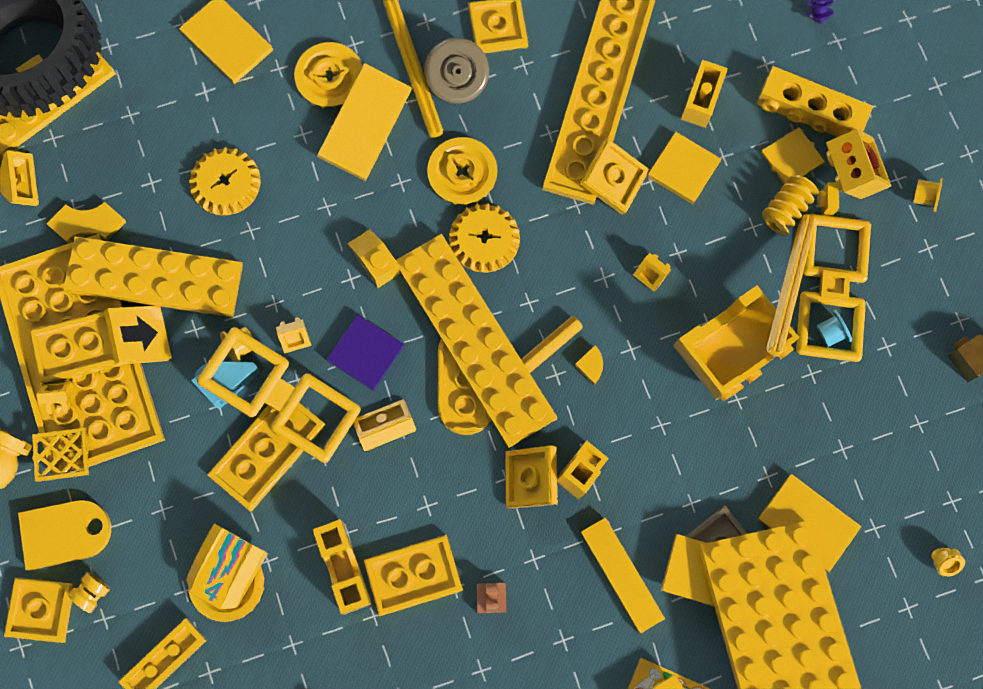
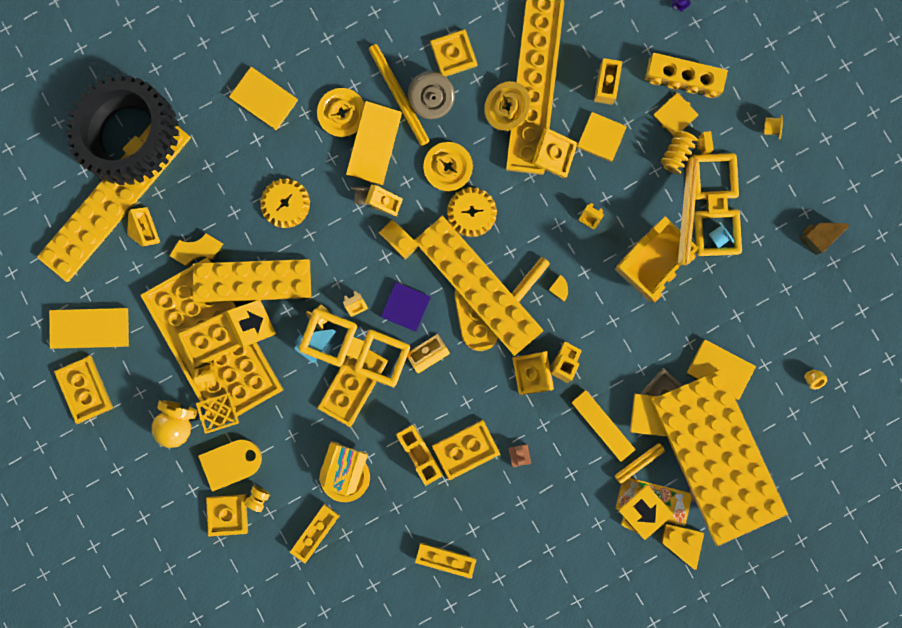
camera: 10 degrees left, 10 degrees up
(335, 187) = (360, 194): none -> dark tan piece
(362, 199) = (383, 200): none -> yellow slope
(545, 97) = (496, 103): none -> yellow gear
(668, 641) = (639, 463): none -> yellow axle
(857, 164) = (722, 116): yellow piece -> none

